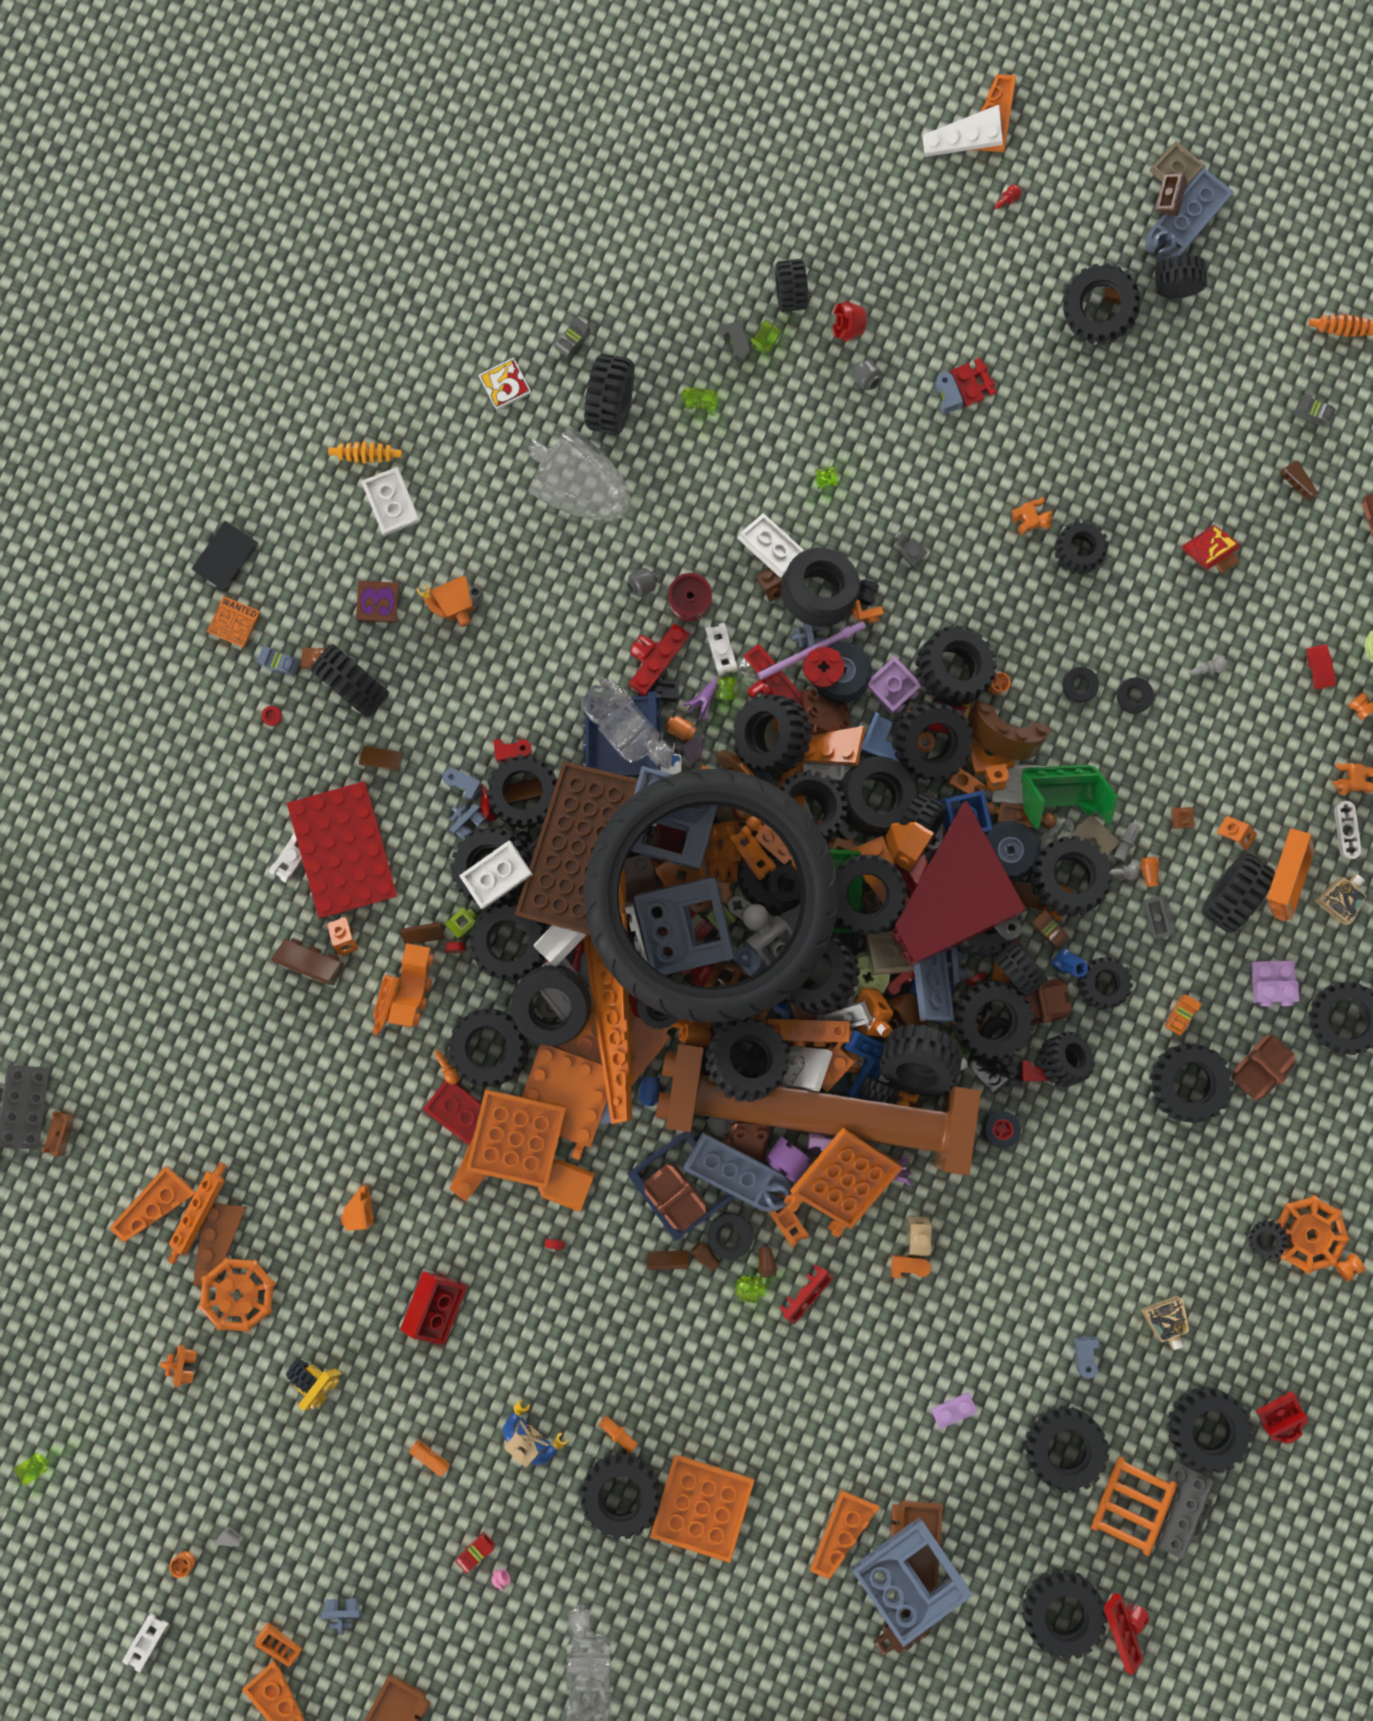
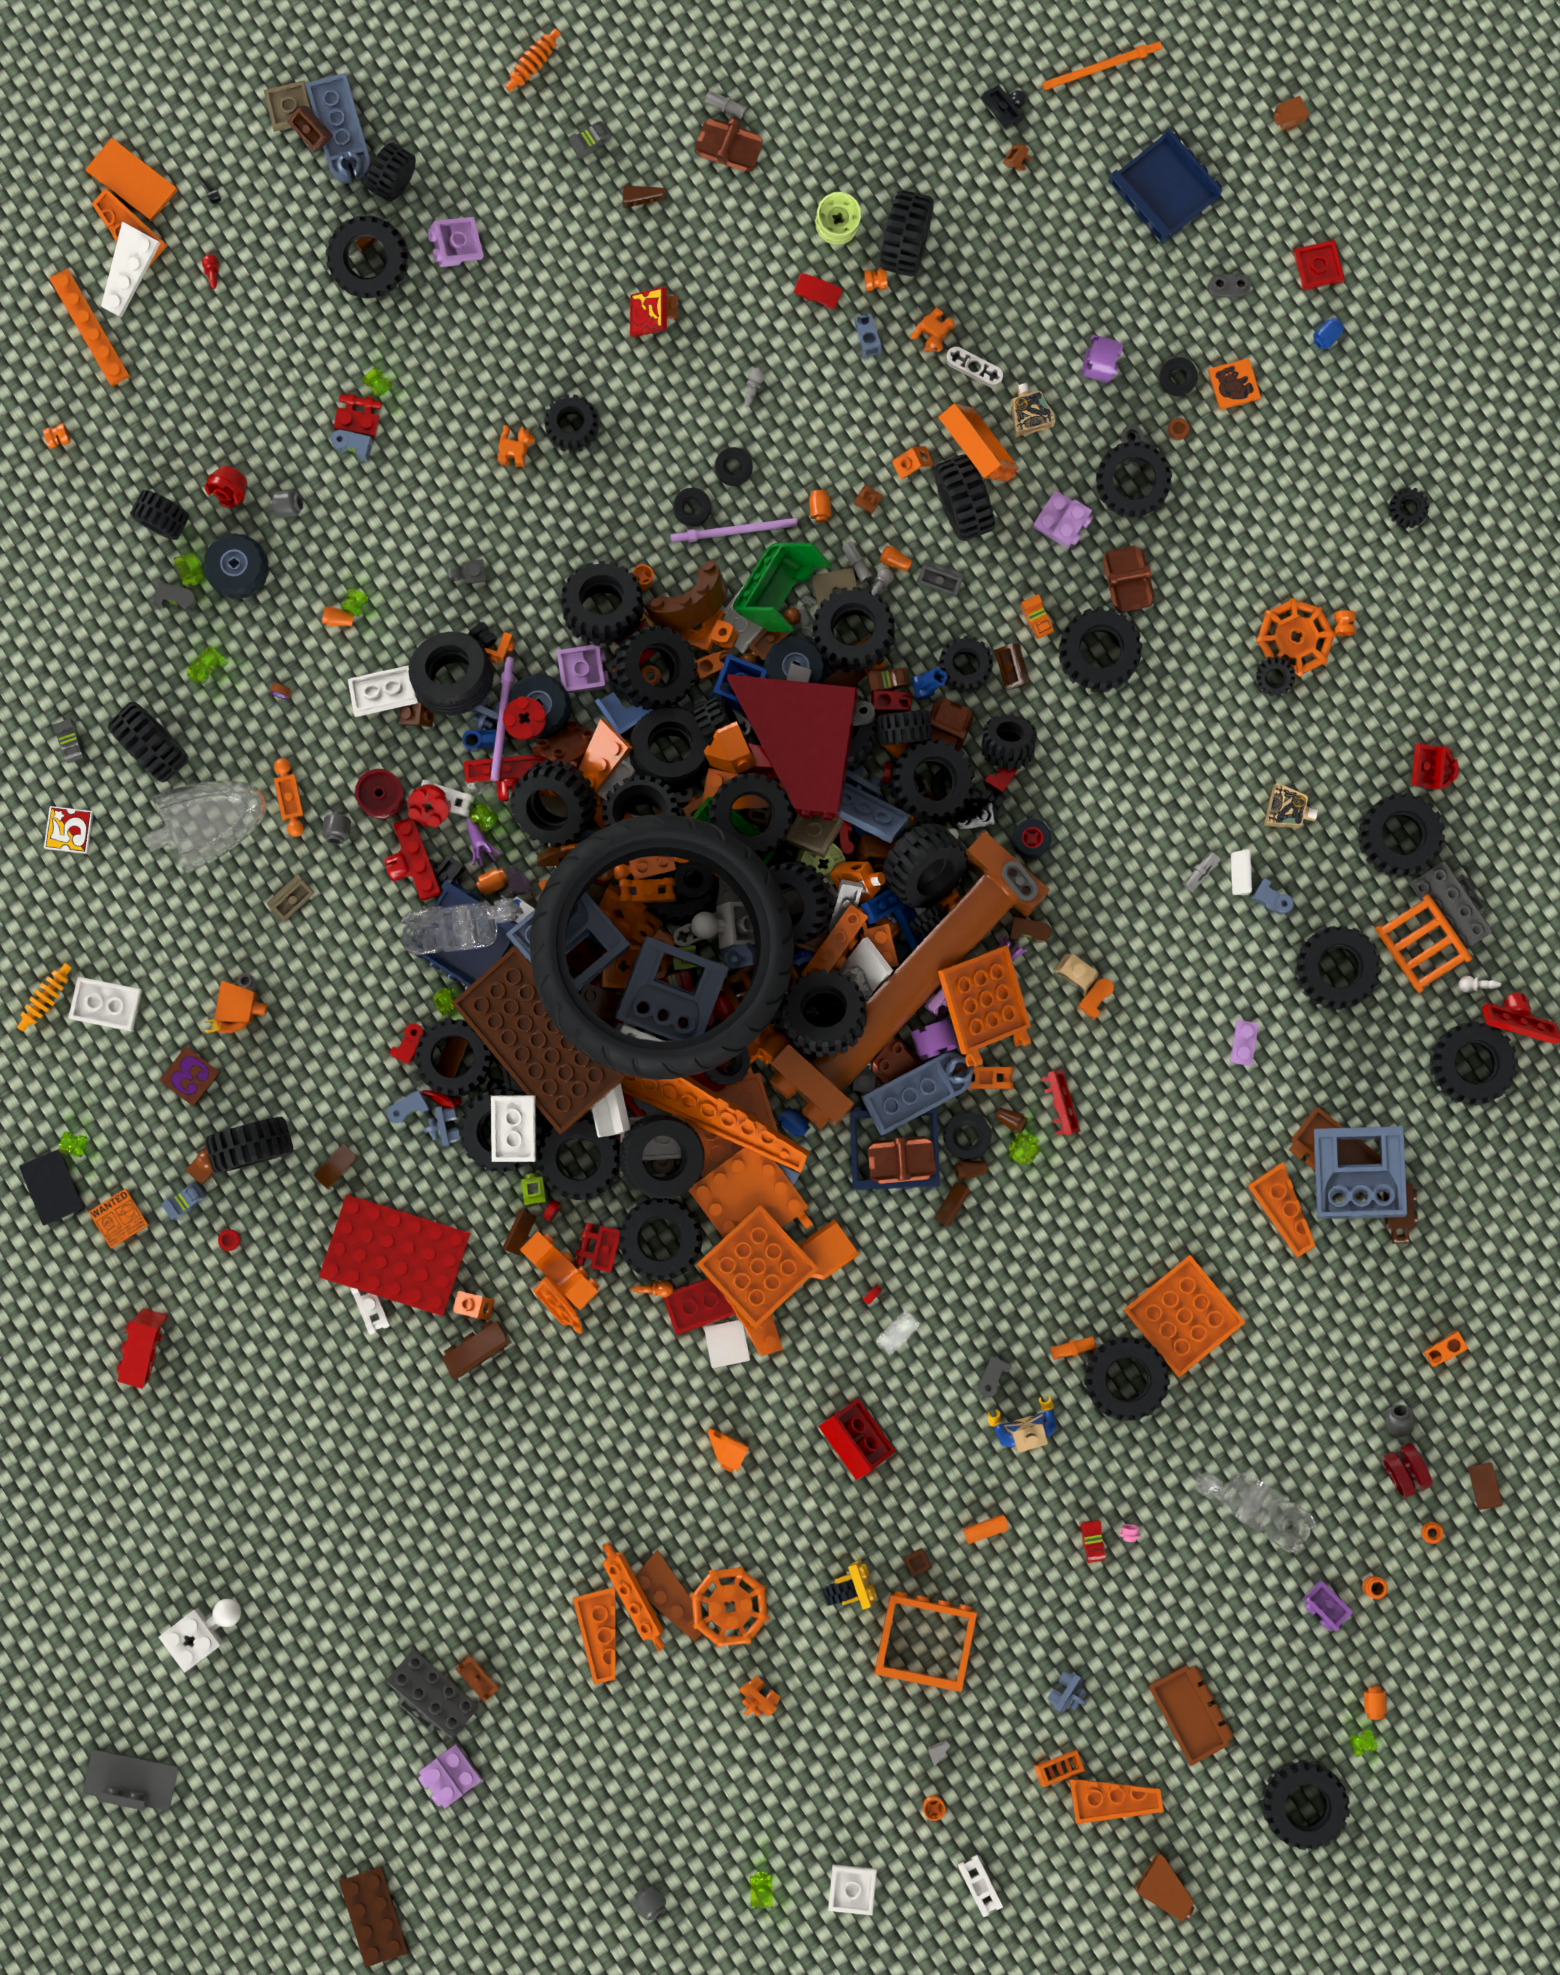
camera: 60 degrees left, 0 degrees up
(79, 1540) = (852, 1889): none -> white tile
(144, 704) = (140, 1348): none -> red wedge
(267, 549) = (73, 1144): none -> clear neon green wheel
(276, 1480) = (918, 1677): none -> orange window
(368, 1421) = (917, 1562): none -> reddish brown tile
(442, 1154) = (726, 1343): none -> white sticker
(451, 1009) = (604, 1250): none -> red plate
(538, 1284) = (898, 1332): none -> clear slope
(553, 1382) = (988, 1383): none -> dark grey leg
(562, 754) = (443, 1001): none -> clear neon green tile
(565, 584) = (290, 898): none -> dark tan slope
(641, 530) = (288, 797): none -> orange plate
(697, 640) = (423, 815): none -> red plate
(718, 468) = (280, 691): none -> dark orange tile
(786, 649) = (486, 739): none -> blue piece
(792, 369) = (236, 566): none -> black wheel
(799, 170) = (56, 436): none -> orange wheel
(804, 471) = (336, 617): none -> orange cone
(900, 138) = (89, 327): none -> orange plate
(931, 1183) = (1038, 931): none -> reddish brown leg
(962, 1148) = (1020, 881): none -> dark grey plate
(1005, 856) = (799, 674): none -> light grey slope
(1009, 378) = (377, 382): none -> clear neon green wheel
(1034, 943) = (891, 701): none -> red leg
(1036, 91) = (131, 179): none -> orange tile
(1058, 700) = (692, 535): none -> lavender bar
(1067, 160) = (213, 195): none -> black hand
(1068, 1284) = (1201, 871): none -> light grey pin
(1089, 1317) = (1241, 872): none -> white slope
(1126, 1564) = (1468, 984): none -> white bar
(1128, 1021) = (1012, 666): none -> reddish brown slope
(1151, 783) = (820, 506): none -> orange brick
(1161, 363) = (455, 241): none -> lavender plate
(1313, 730) = (867, 336): none -> sand blue leg

